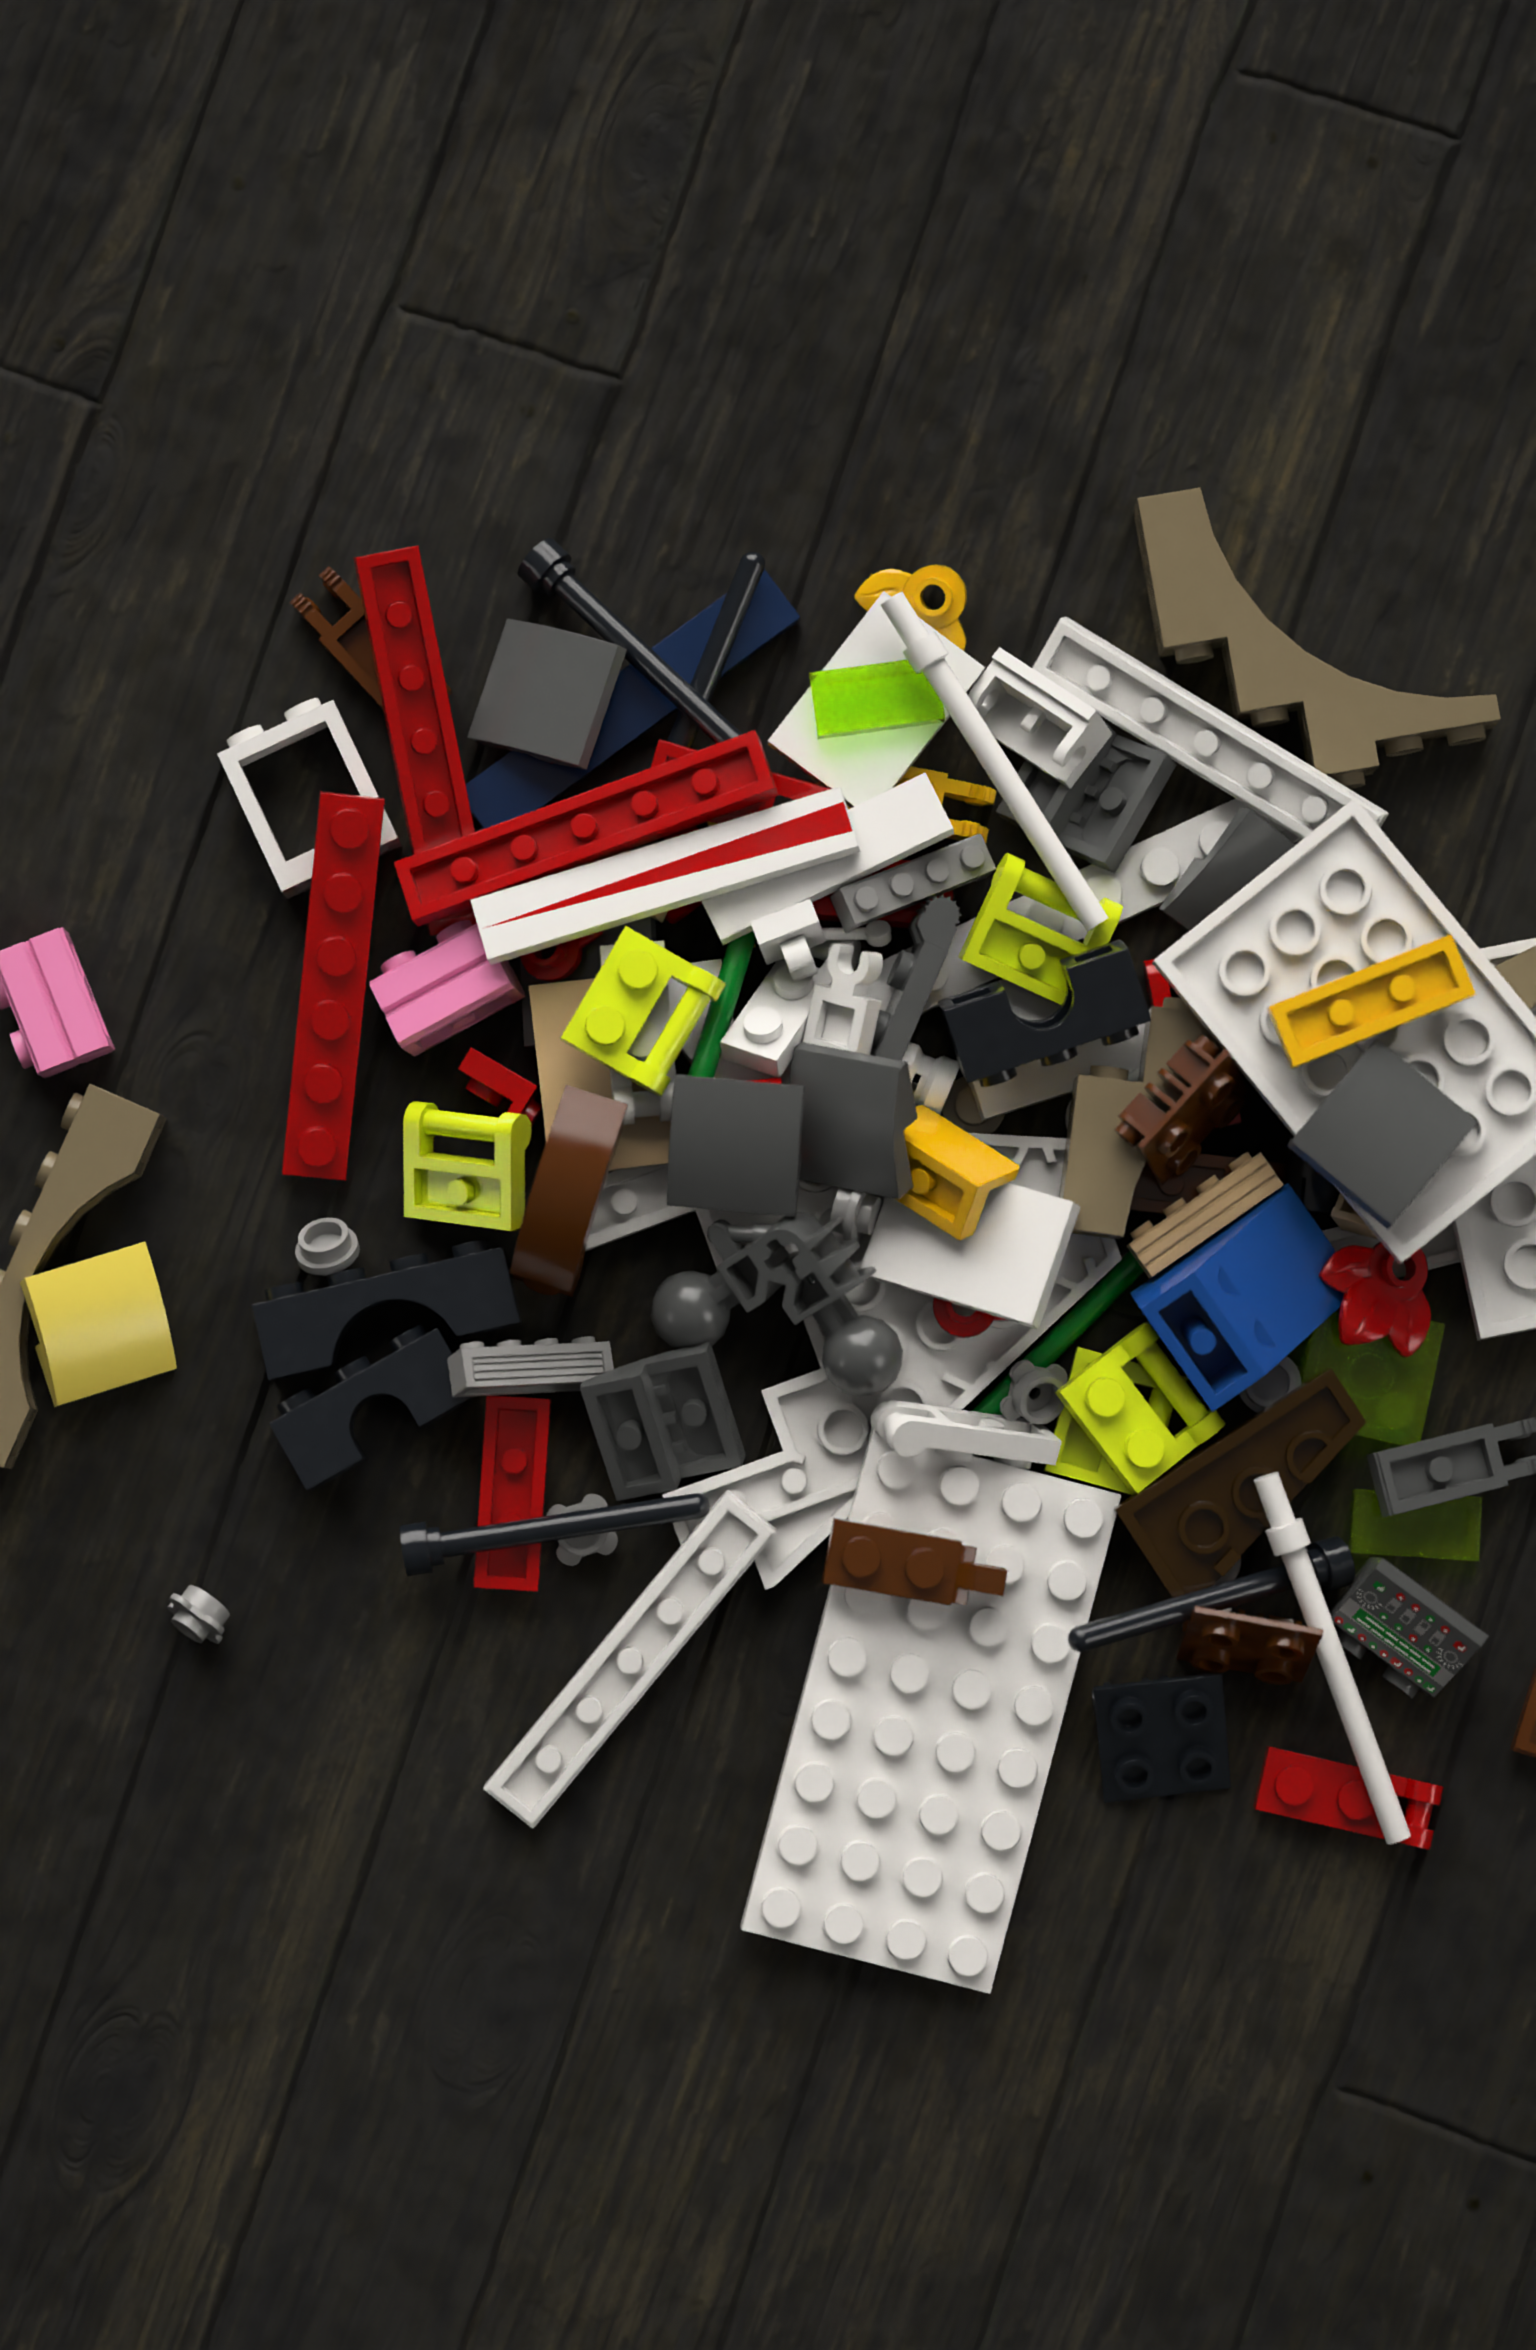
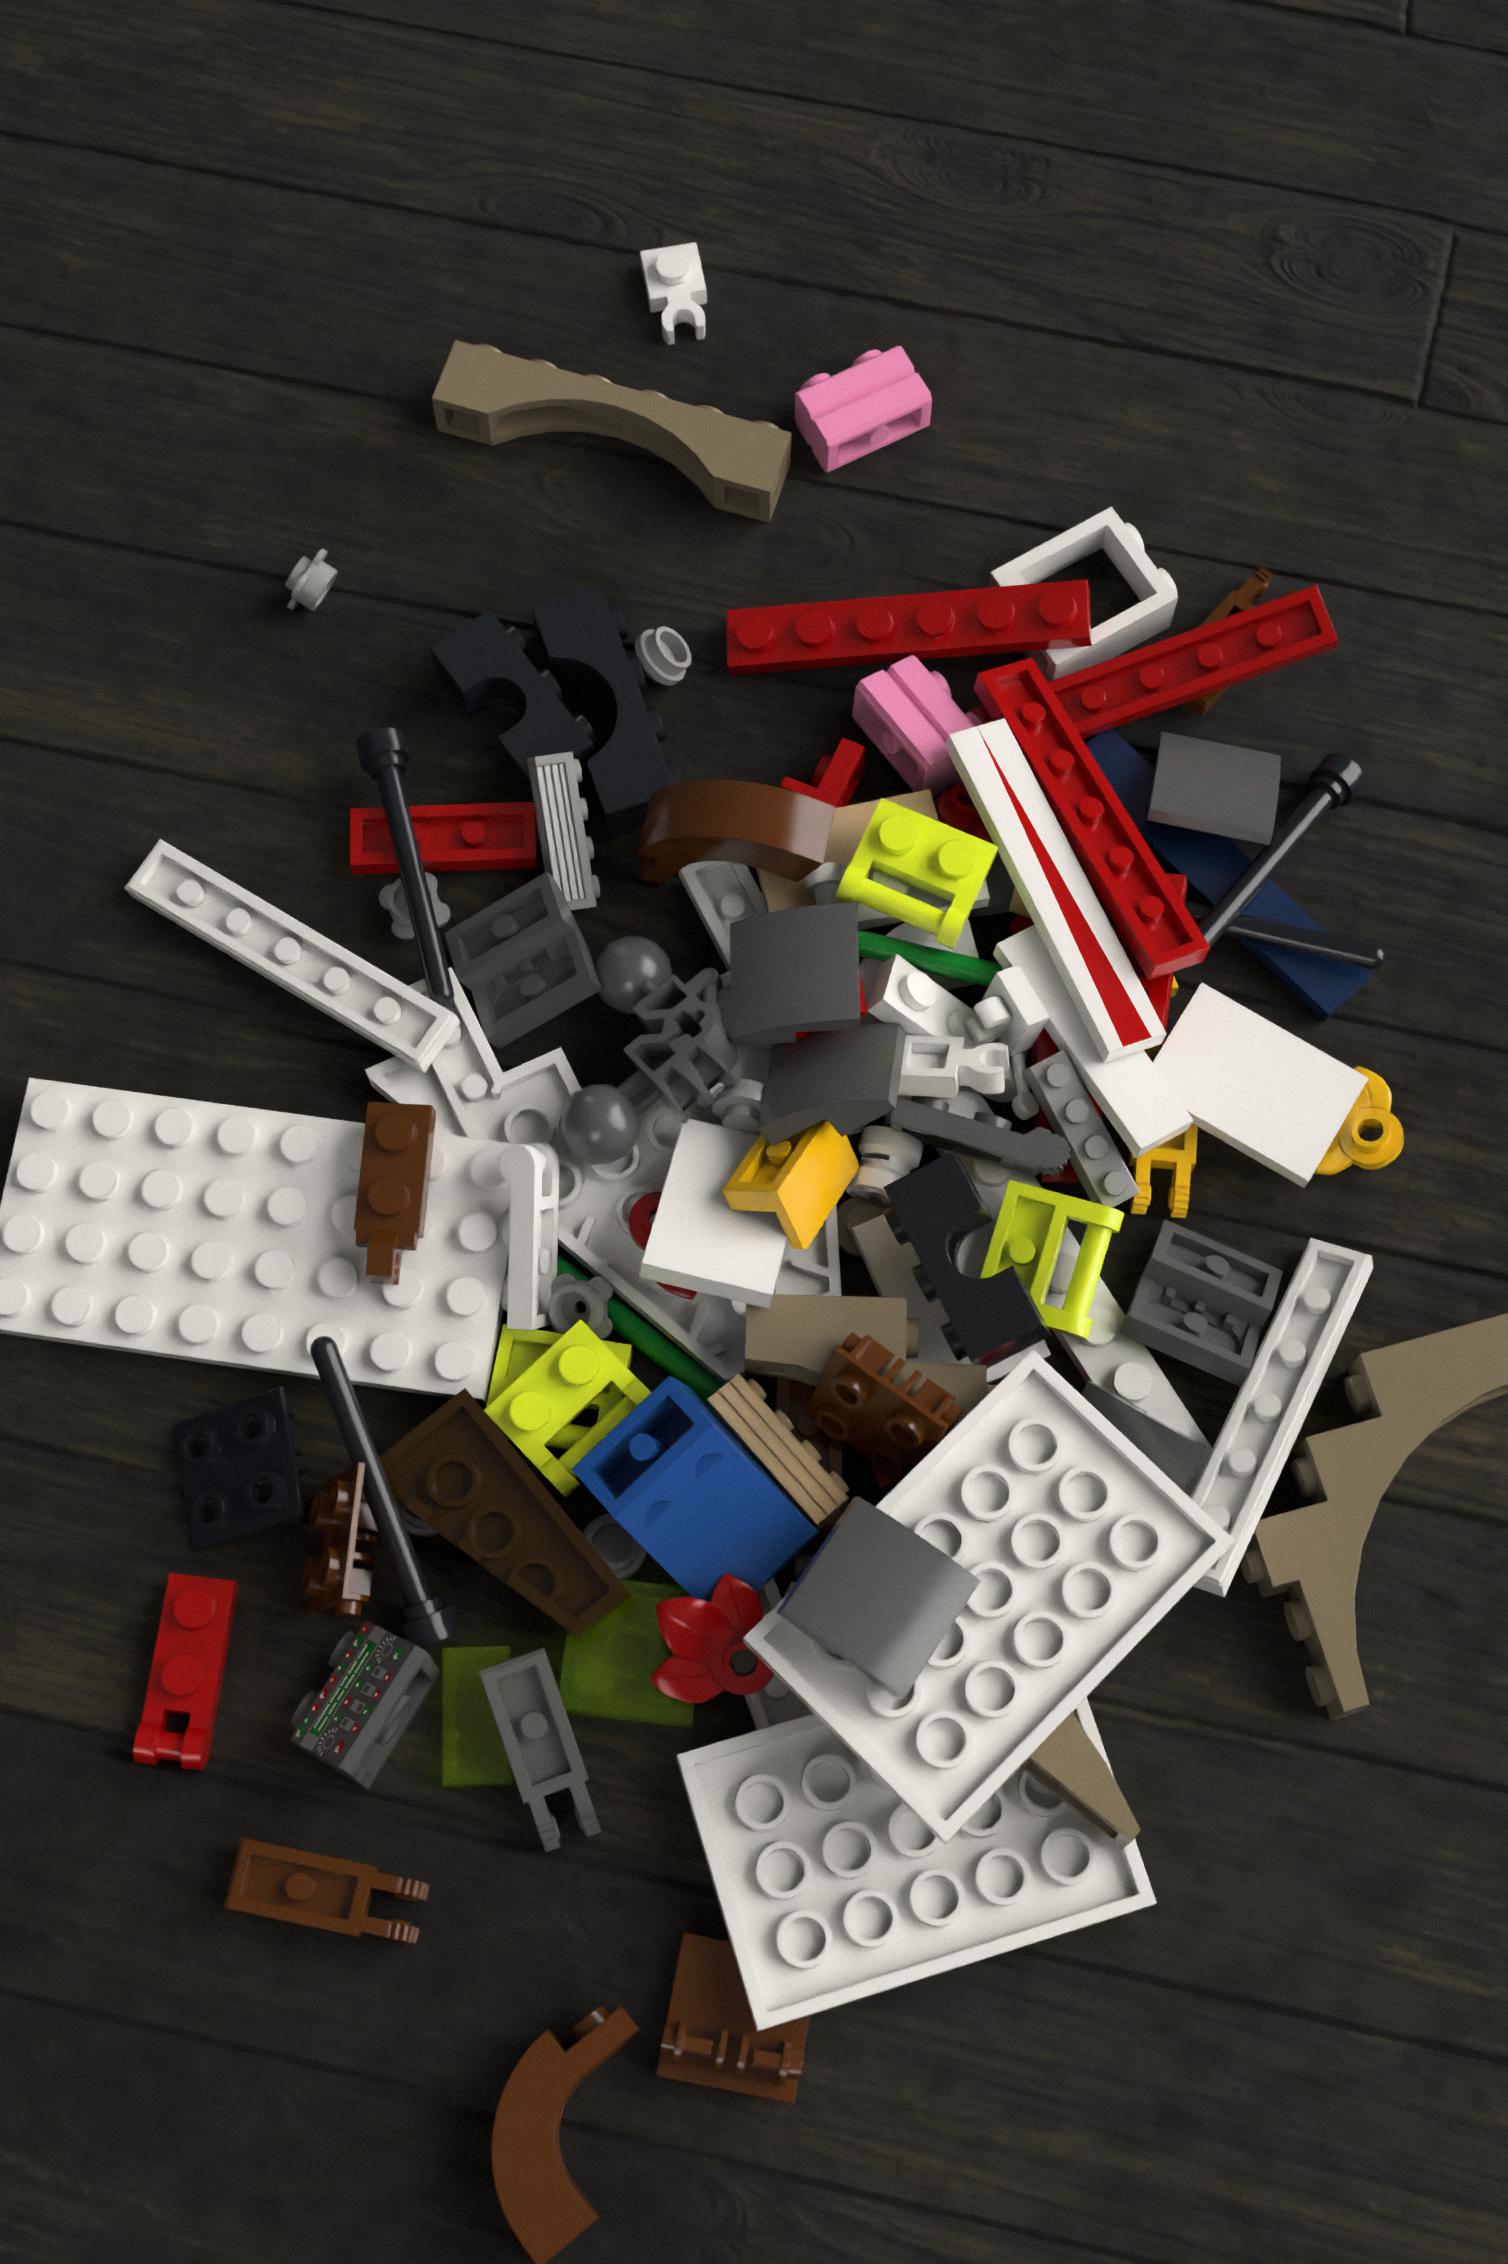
camera: 85 degrees right, 15 degrees down
(99, 1324) = (571, 469): light yellow slope -> none
(465, 1187) = (732, 746): neon yellow plate -> none
(872, 699) = (1261, 1076): clear neon green tile -> none
(926, 655) = (1310, 1111): white bar -> none
(1038, 718) = (1264, 1241): white hinge -> none
(1289, 1540) = (445, 1565): white bar -> none
(1371, 1001) = (1019, 1571): yellow plate -> none

